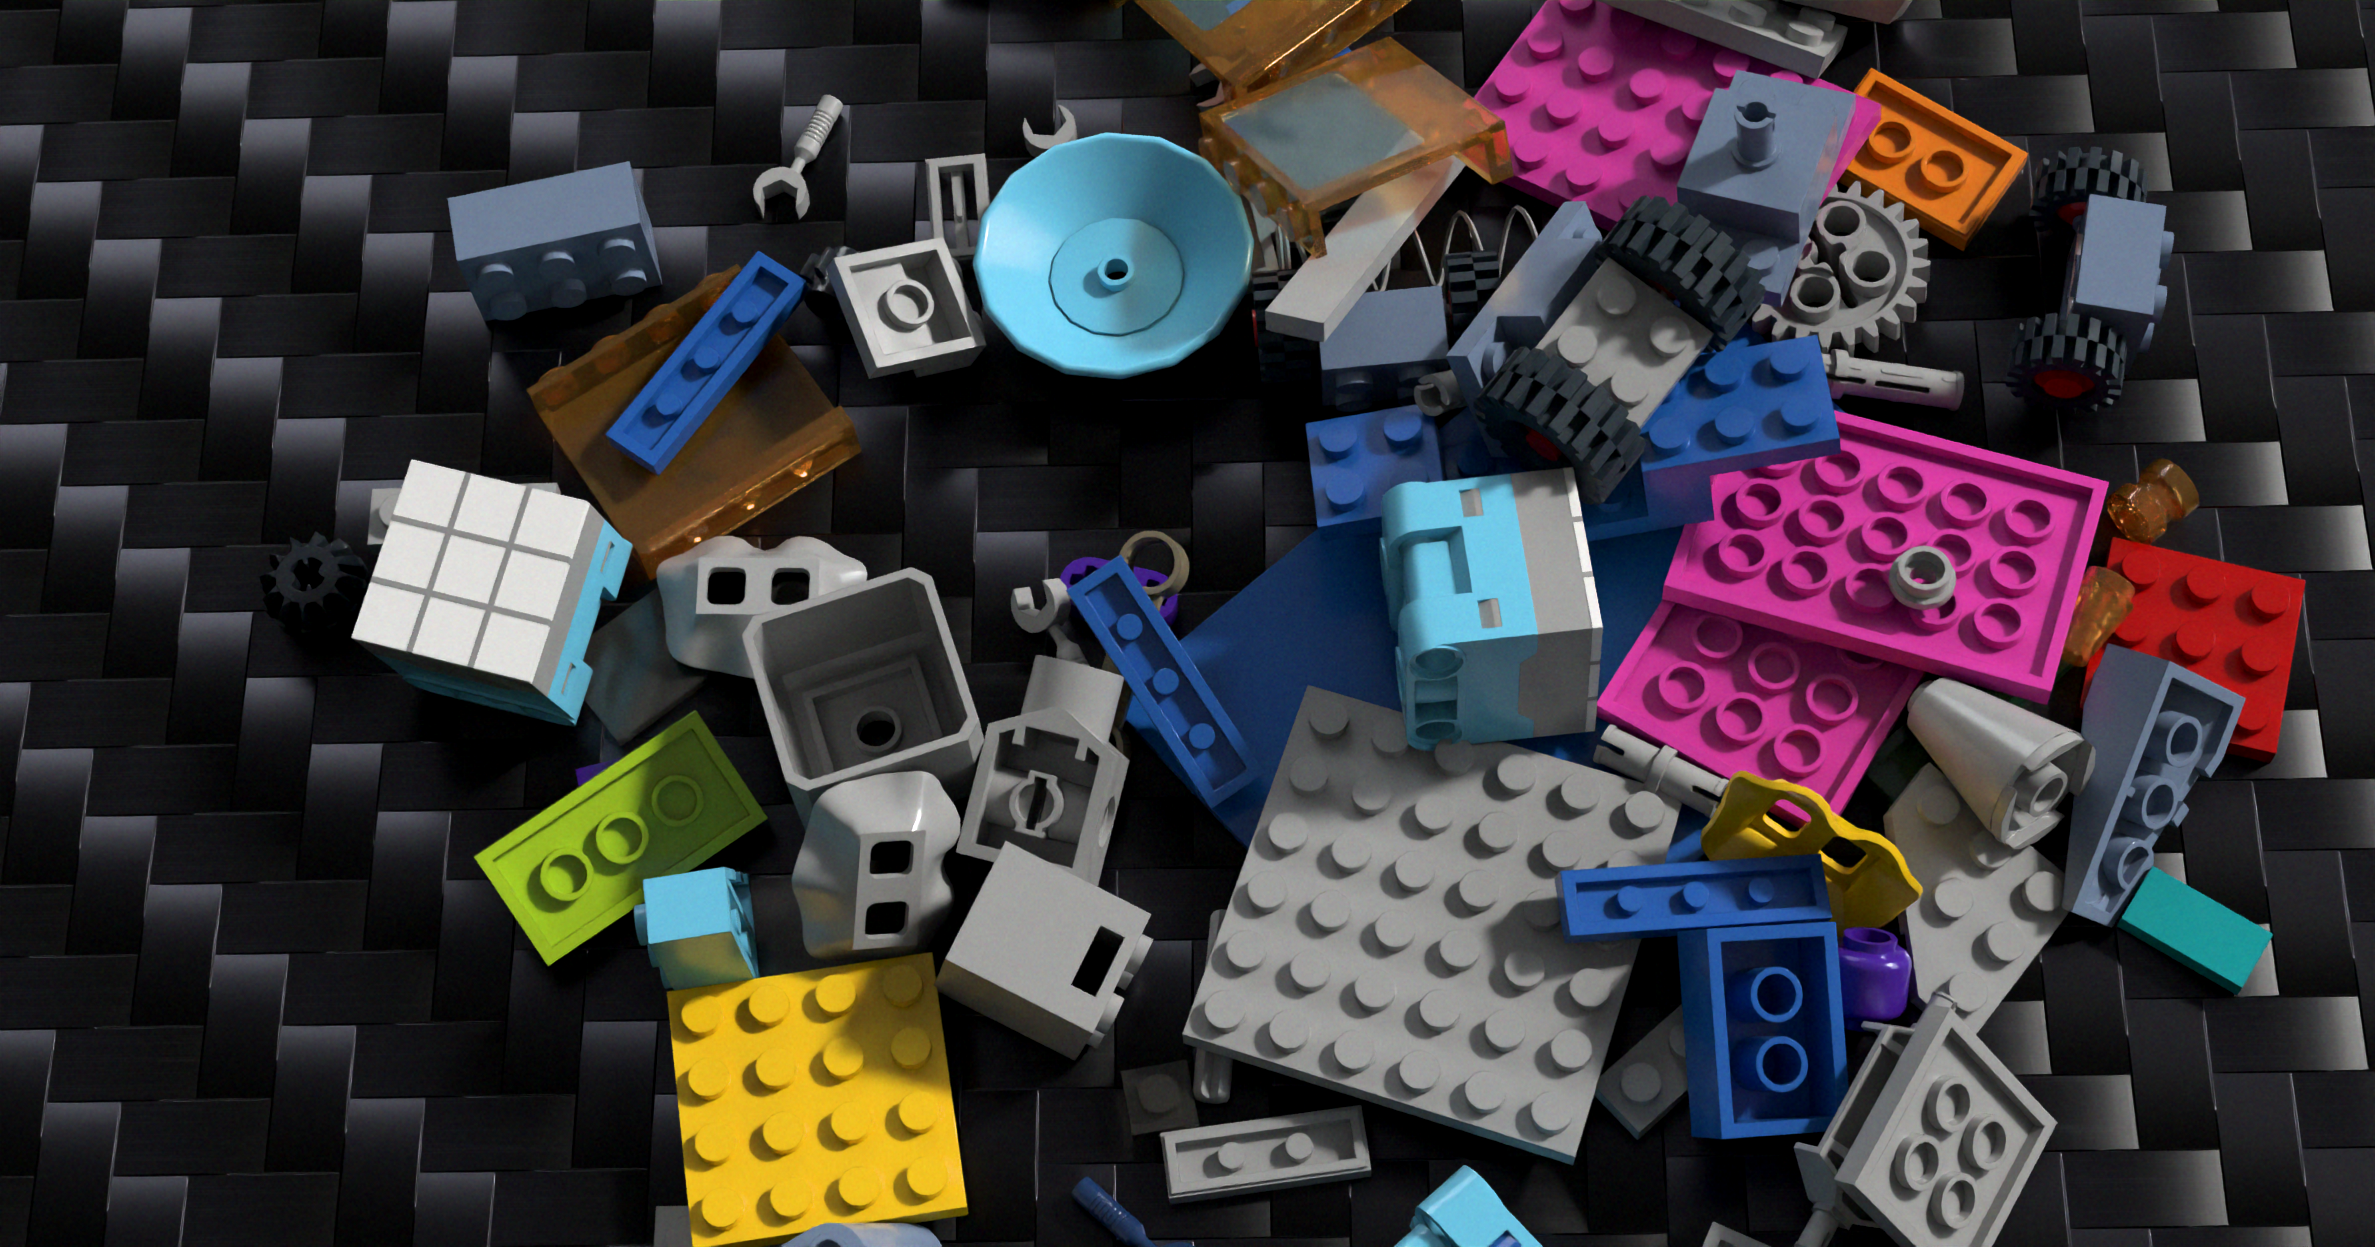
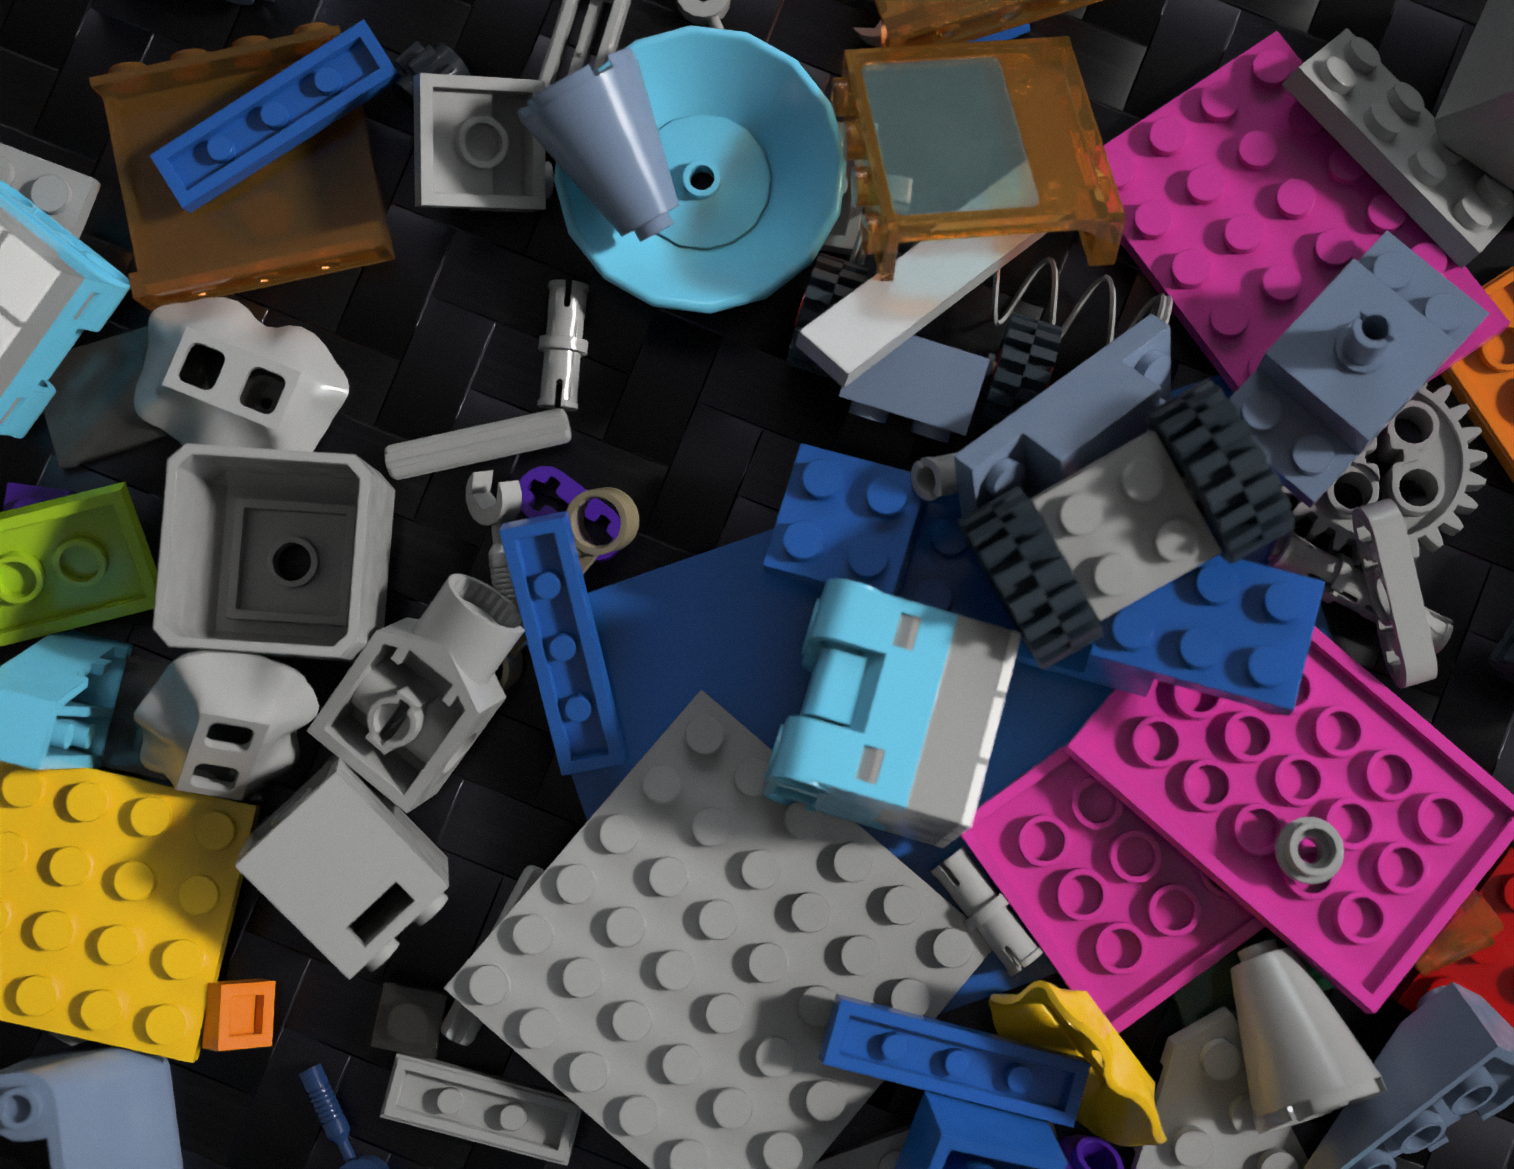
camera: 15 degrees right, 20 degrees up
(992, 1153) = (239, 1014): none -> orange plate
(1013, 565) = (477, 444): none -> light grey axle
(1025, 247) = (608, 143): none -> sand blue cone
(1049, 458) = (563, 345): none -> light grey pin
(1892, 353) = (1394, 593): none -> light grey beam

